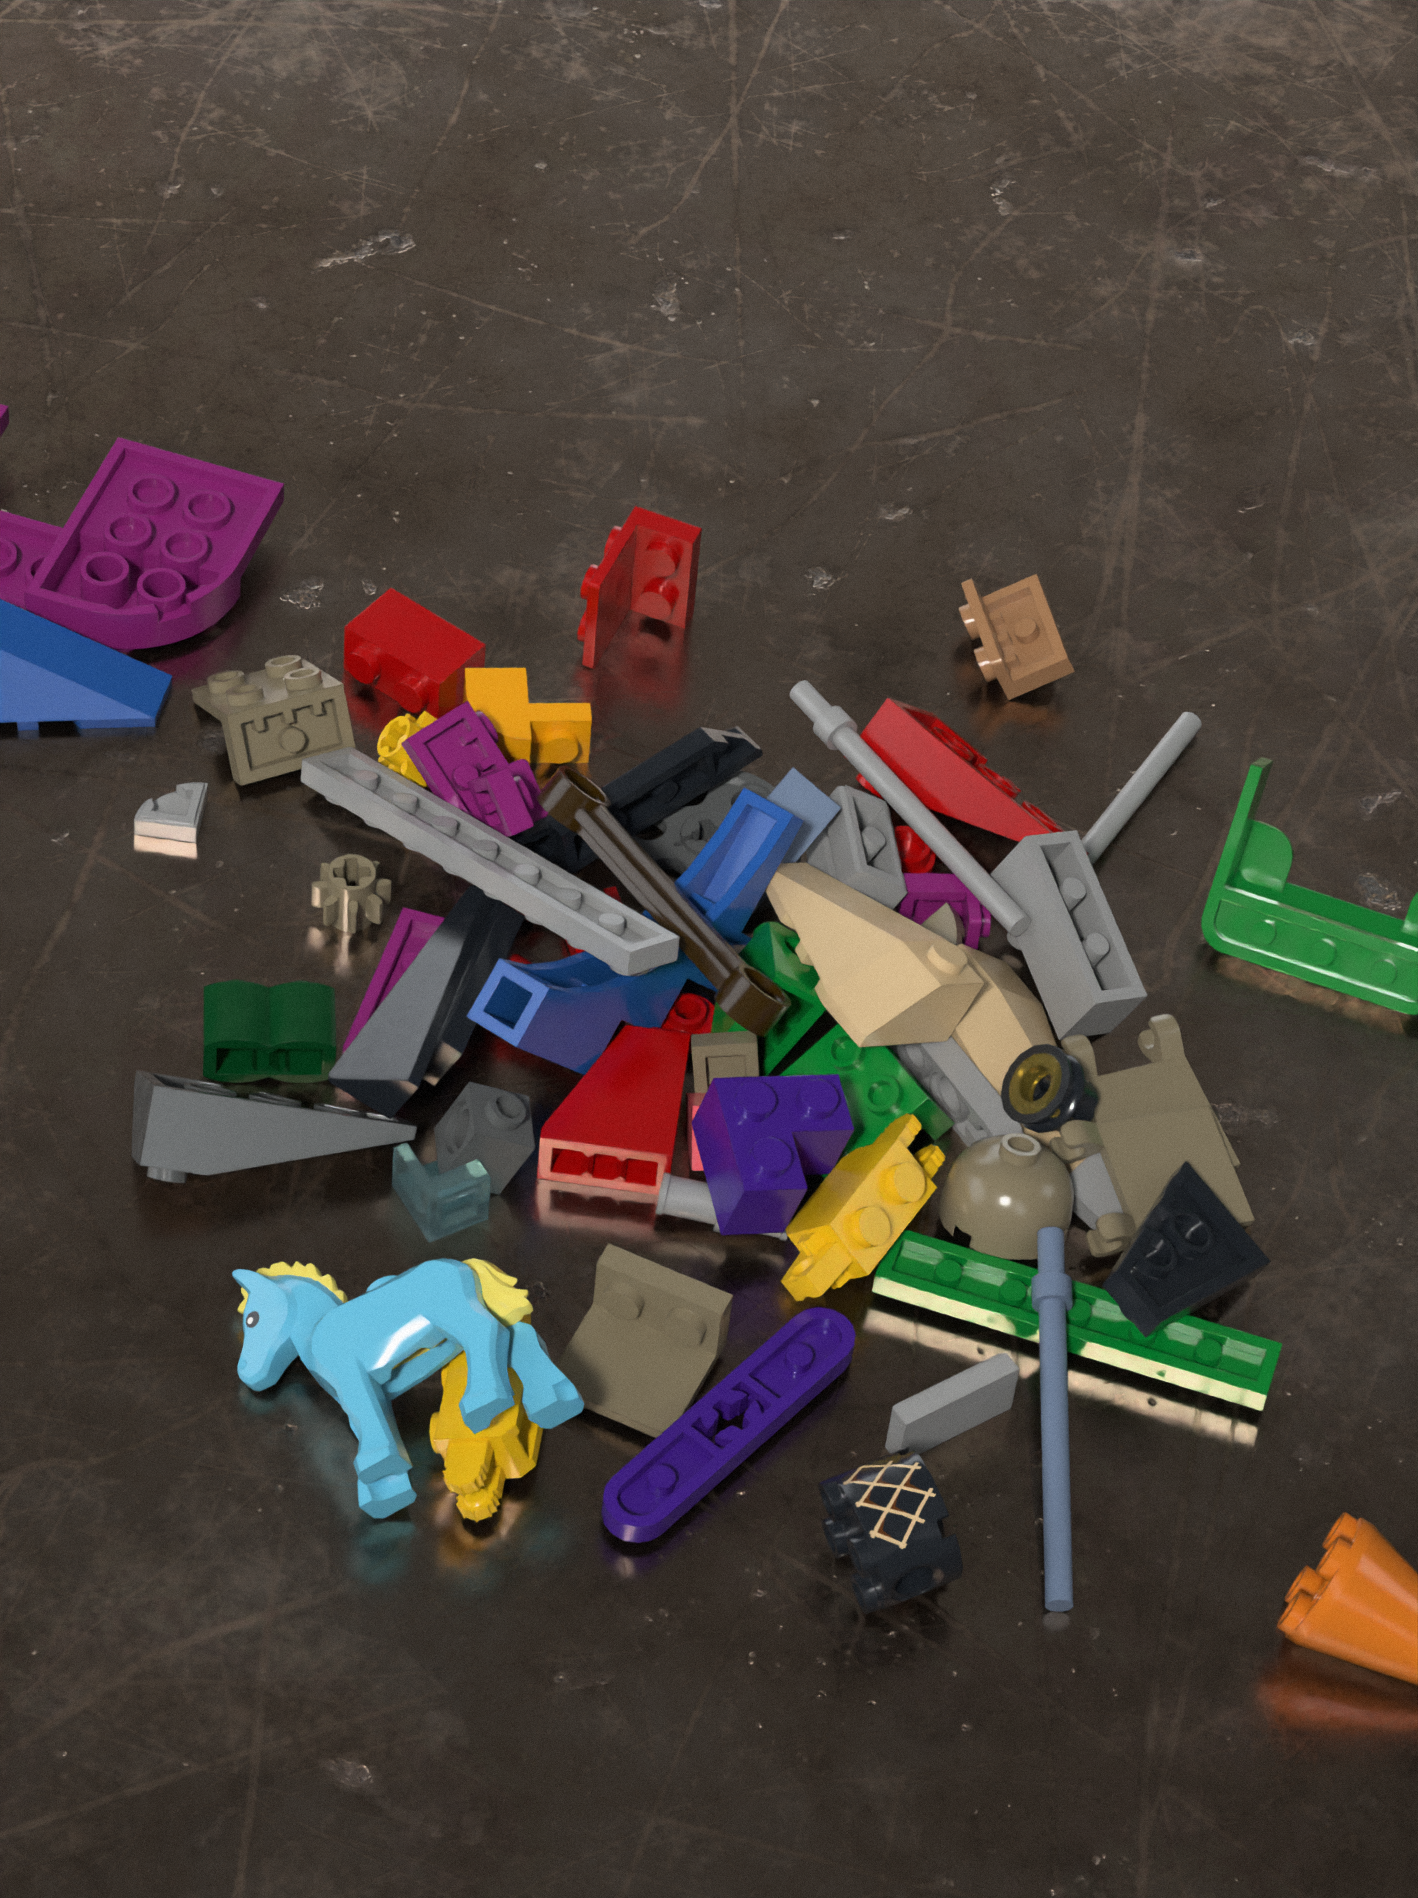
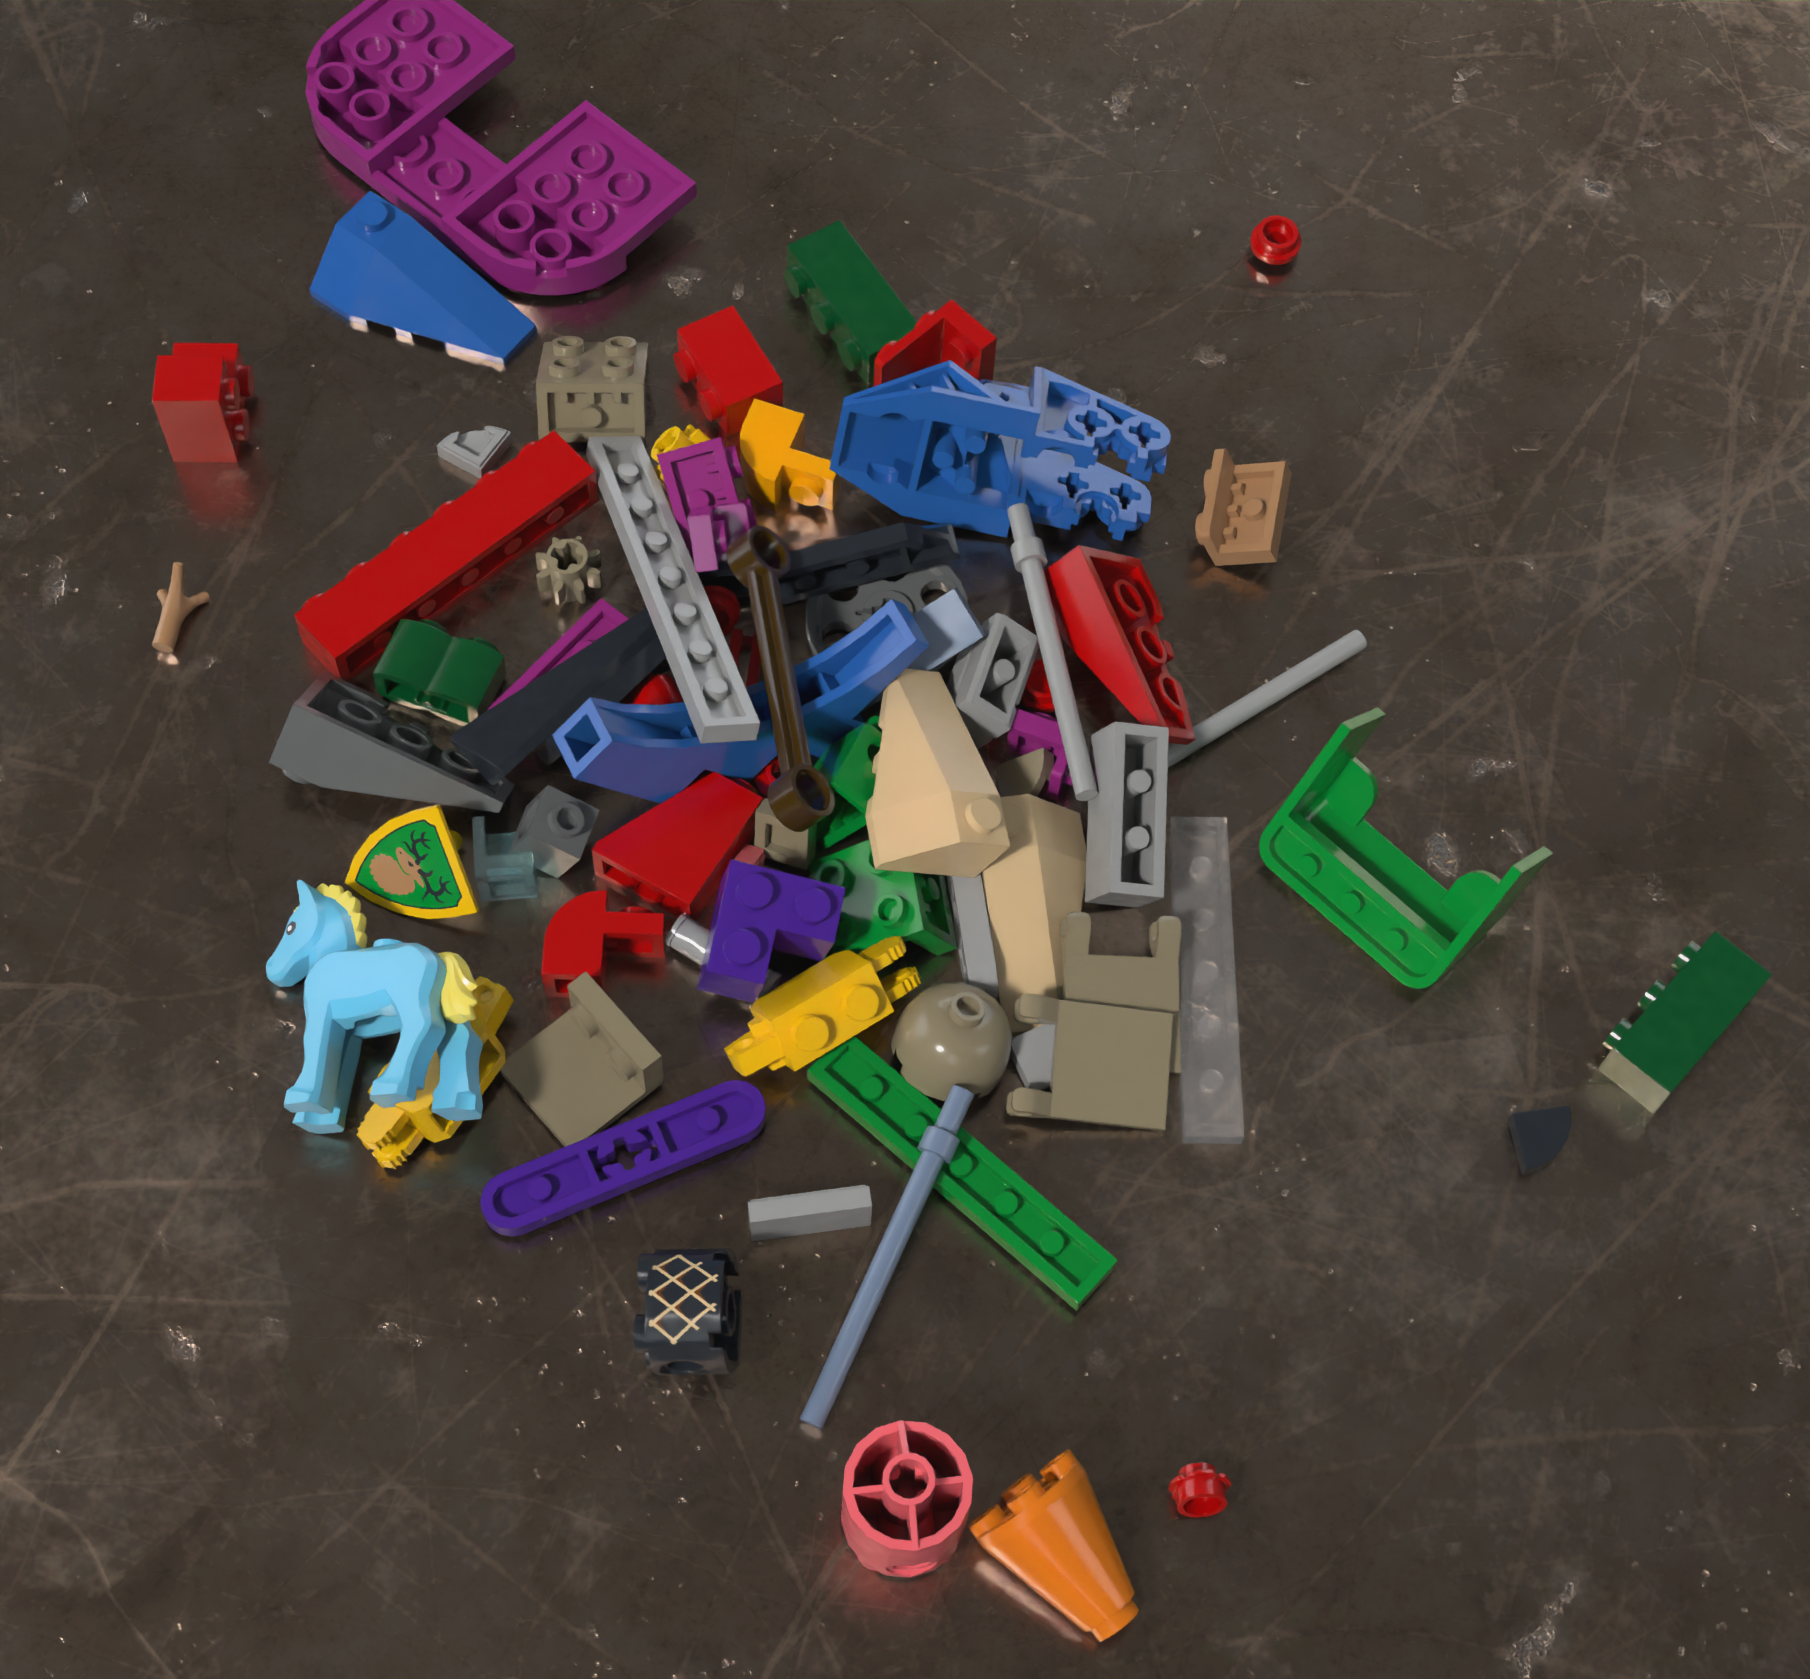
camera: 25 degrees right, 15 degrees up
(209, 919) = (448, 555): none -> red brick
(356, 1216) = (414, 867): none -> shield
(504, 555) = (846, 296): none -> dark green brick
(579, 1223) = (588, 932): none -> red brick
(686, 657) = (972, 448): none -> blue connector
(903, 383) = (1276, 230): none -> red plate
(1044, 1103) = (1027, 960): black piece -> none
(1182, 1256) = (1066, 1151): black wing -> none
(1210, 1615) = (906, 1498): none -> coral cylinder
(1265, 1144) = (1206, 981): none -> clear tile

